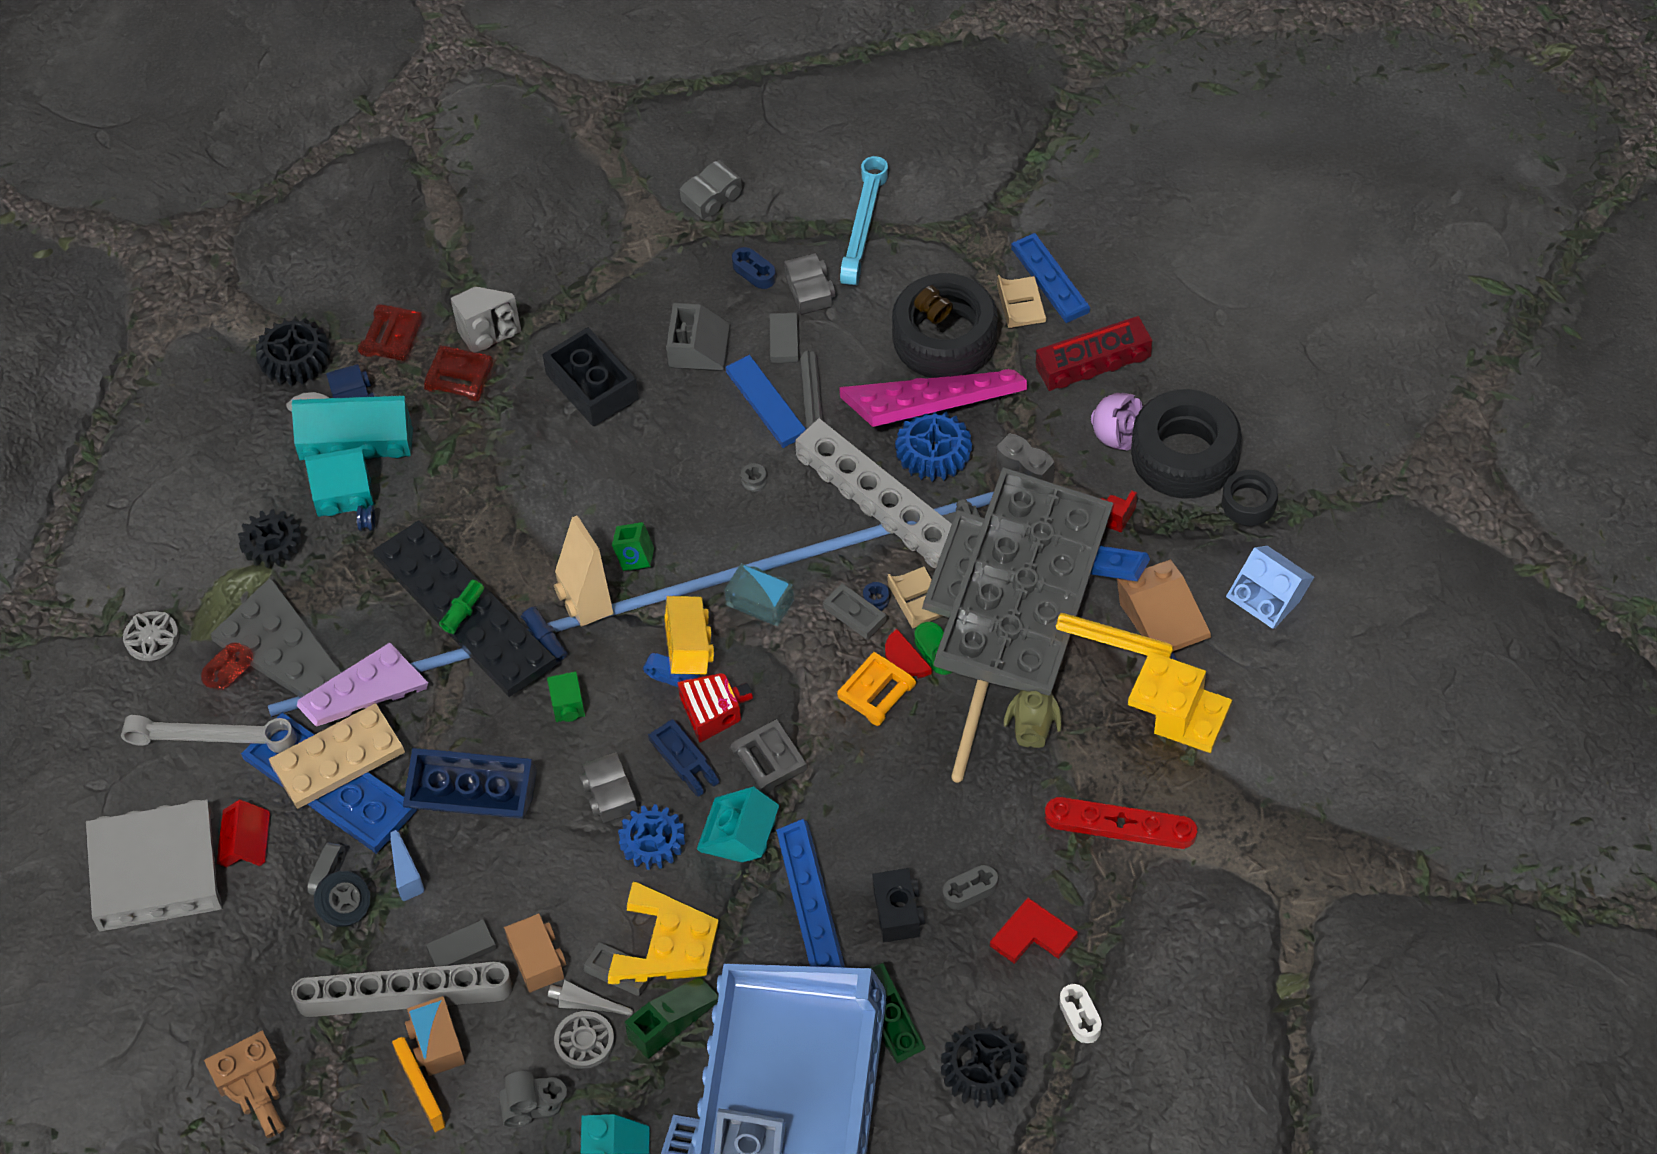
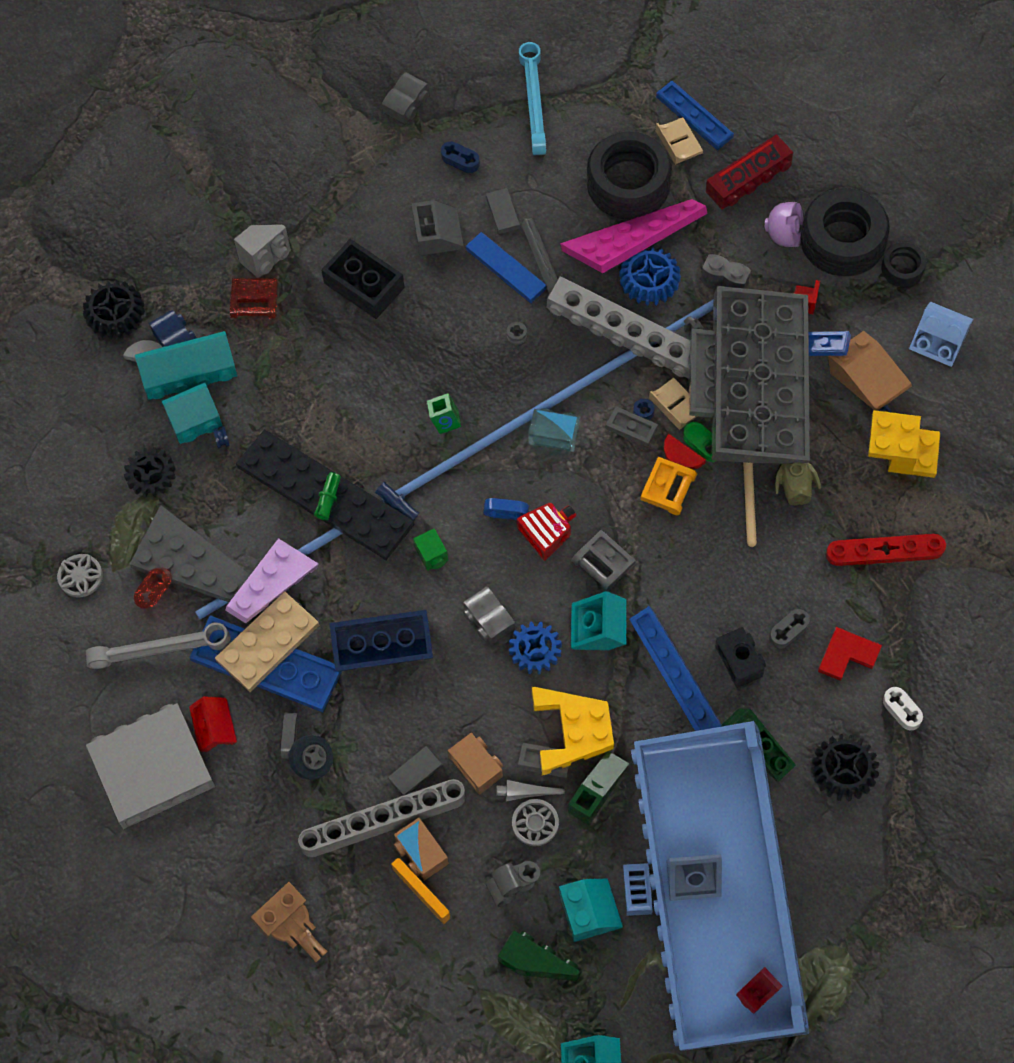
camera: 15 degrees left, 10 degrees up
(397, 336) = (193, 276): clear red plate -> none
(407, 877) = (354, 723): medium blue slope -> none
(582, 576) = (415, 449): tan slope -> none
(682, 755) = (536, 576): dark blue hinge -> none
(688, 635) = (512, 478): yellow brick -> none
(808, 283) = (508, 161): flat silver brick -> none
(933, 304) = (621, 162): dark brown wheel -> none
(1112, 635) = (841, 404): yellow axle -> none

